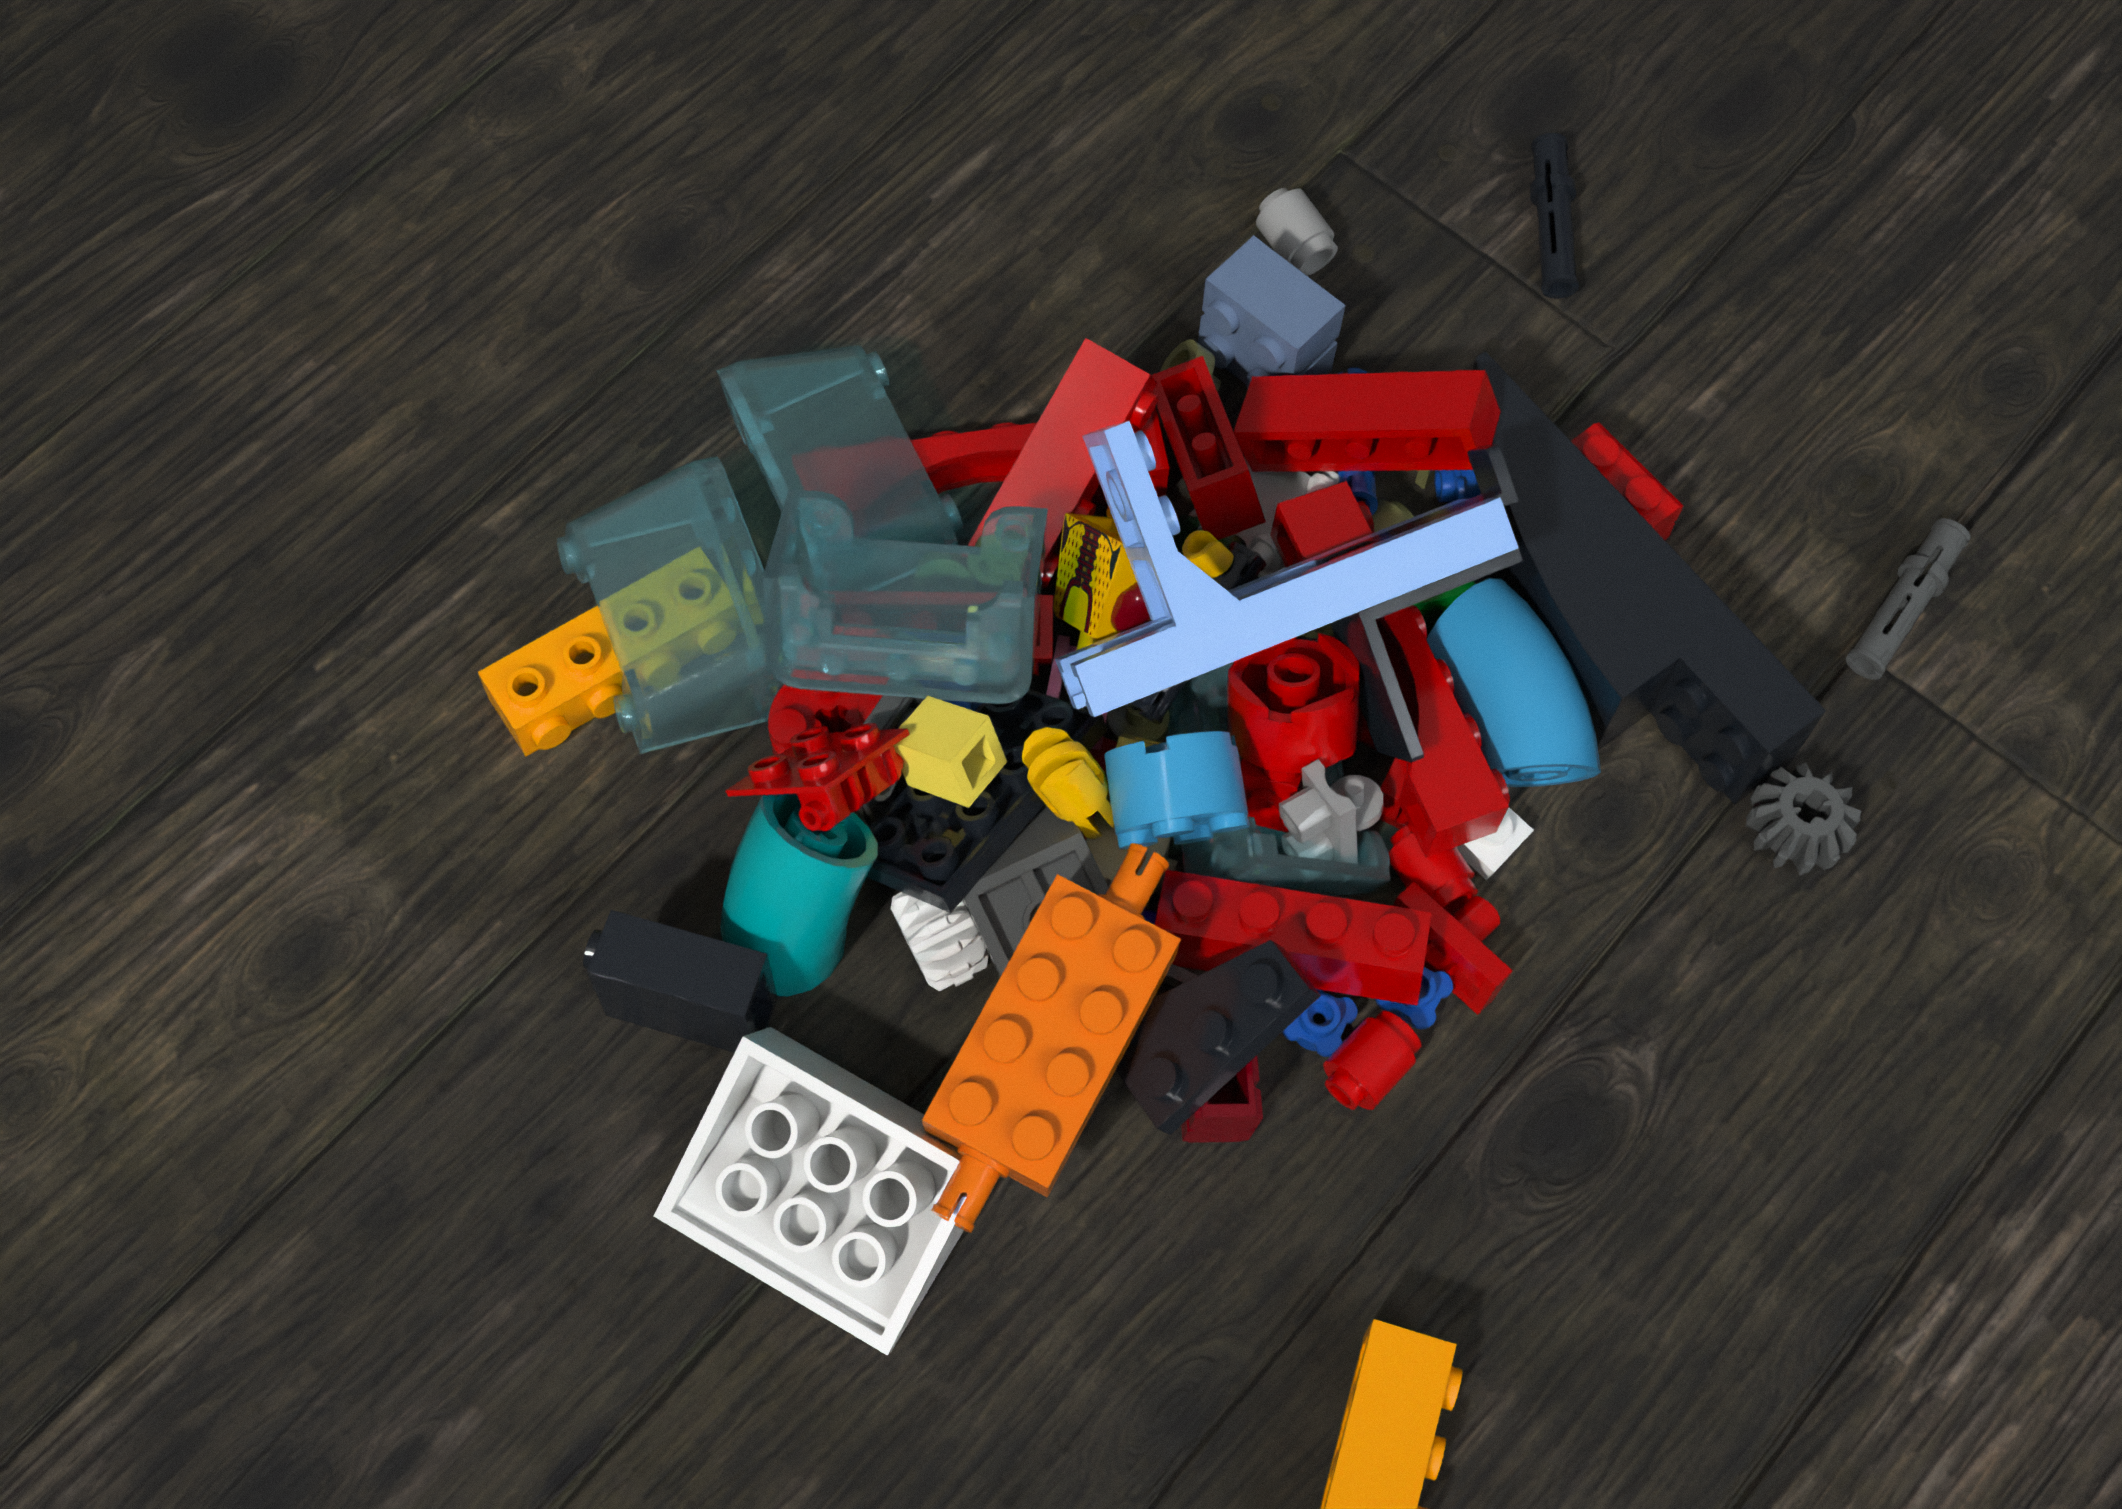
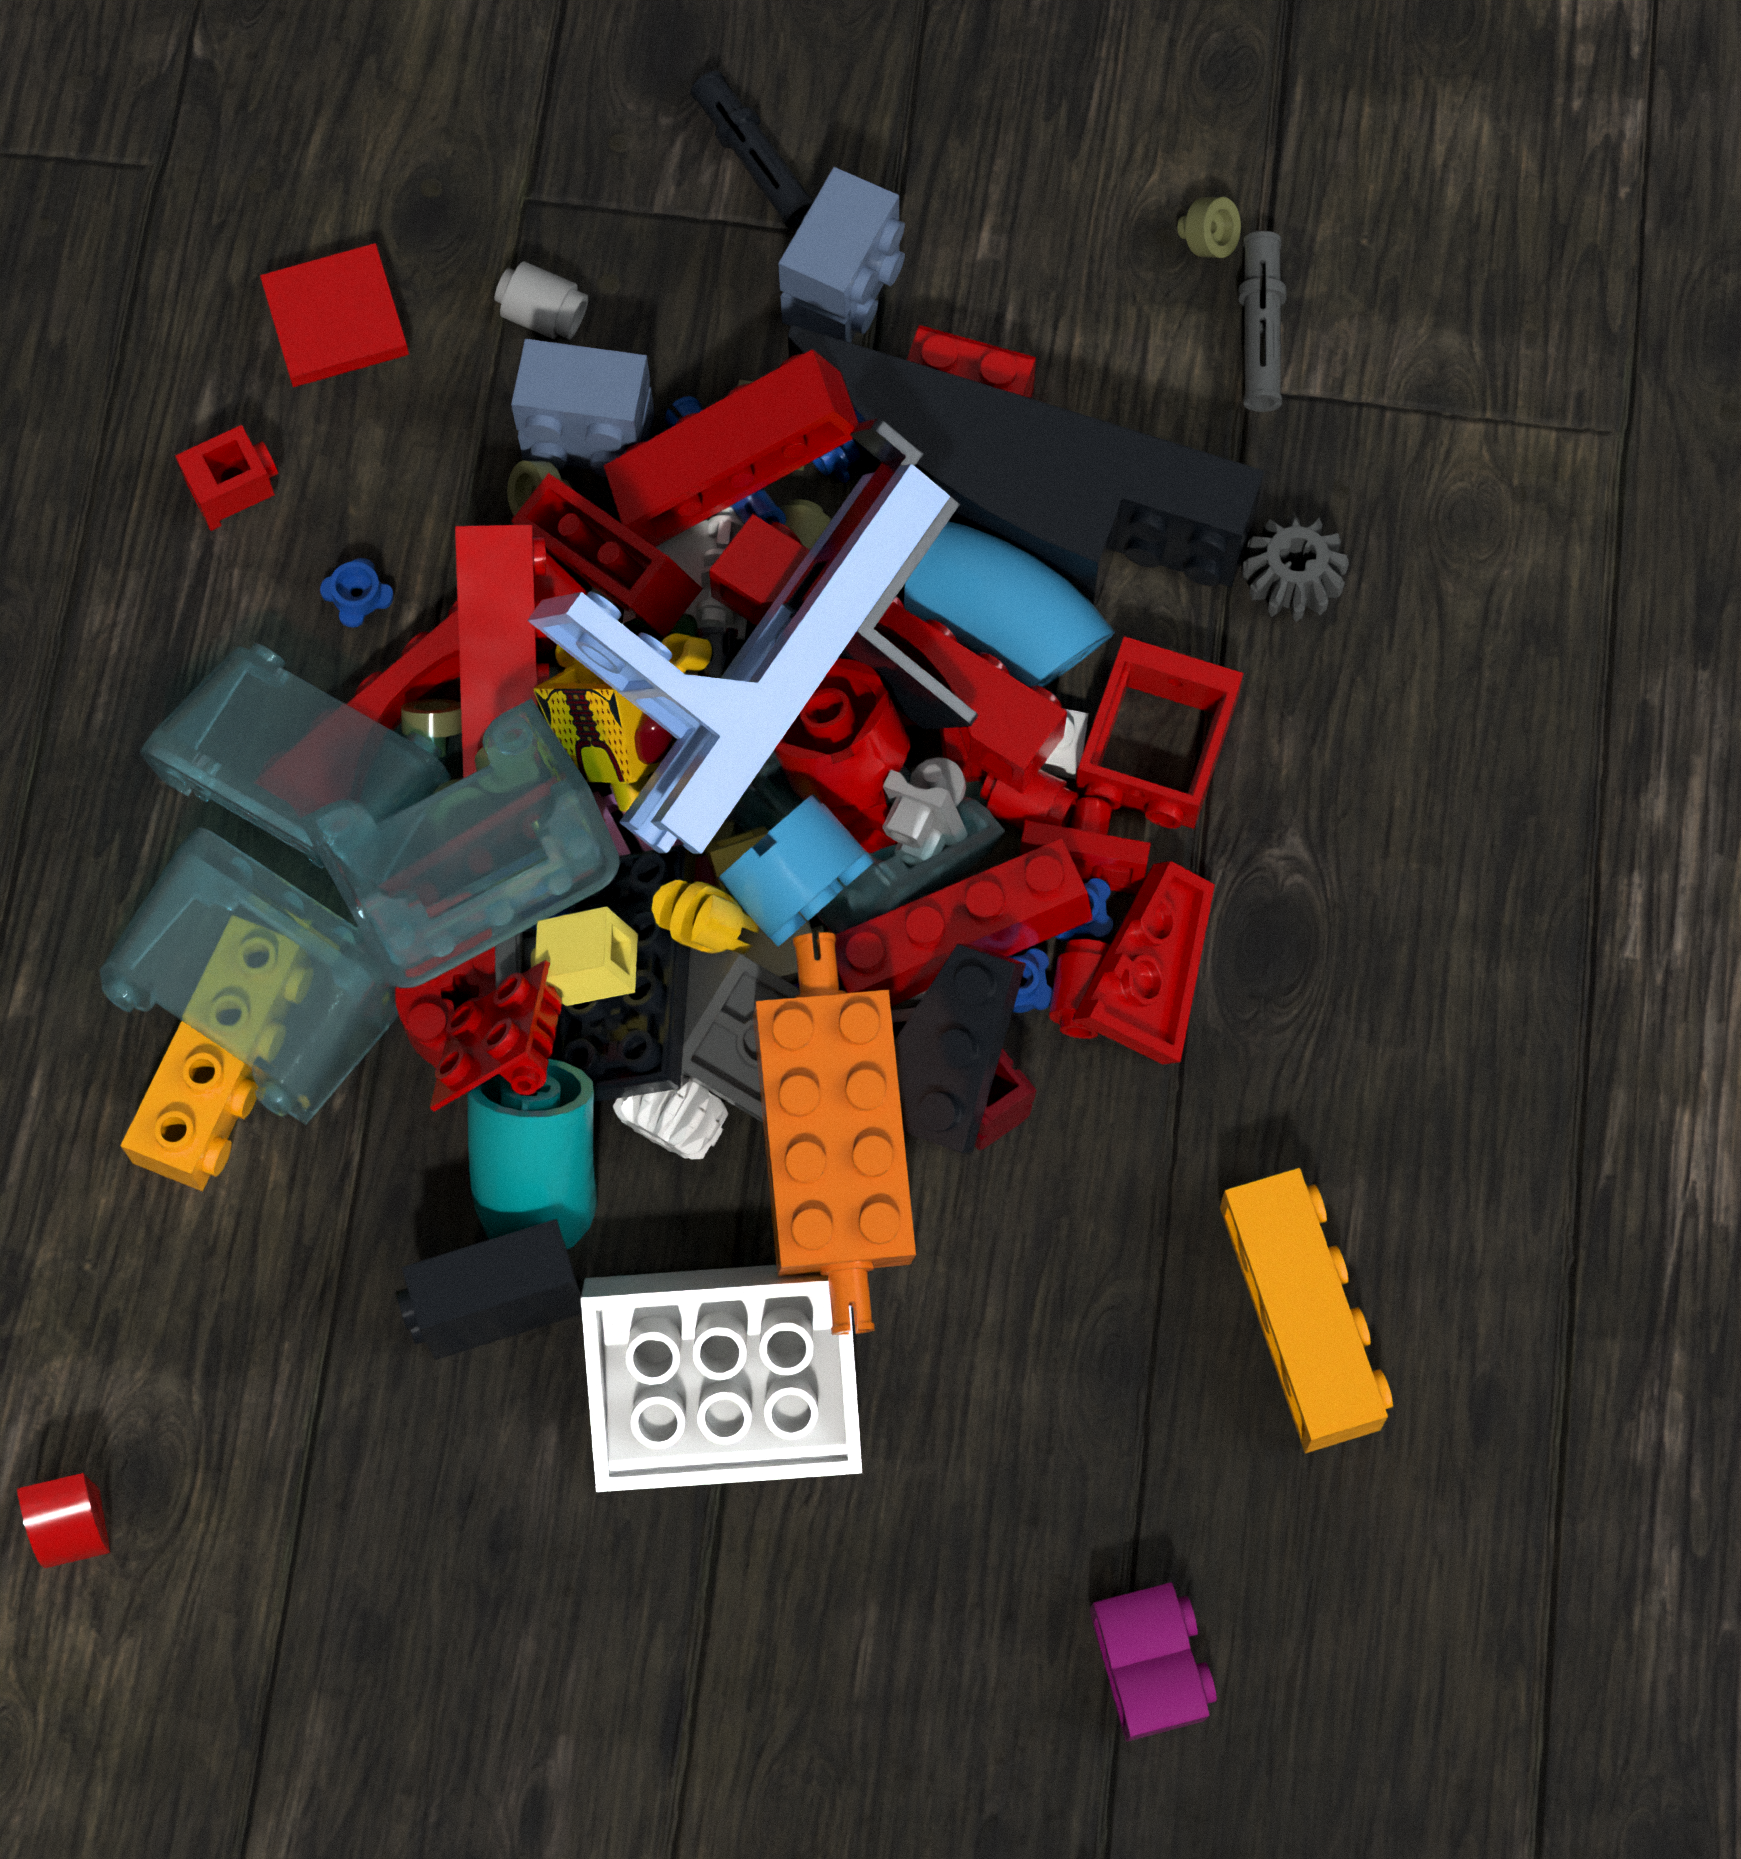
camera: 30 degrees left, 5 degrees up
(214, 944) = (64, 1520): none -> red brick
(950, 216) = (227, 474): none -> red brick
(971, 497) = (432, 719): none -> olive tile
(989, 351) = (352, 575): none -> blue plate
(1123, 148) = (334, 315): none -> red tile
(1443, 1080) = (1152, 966): none -> red wing
(1570, 330) = (841, 257): none -> sand blue piece
(1627, 844) = (1175, 679): none -> red window
(1912, 495) = (1211, 227): none -> olive tile

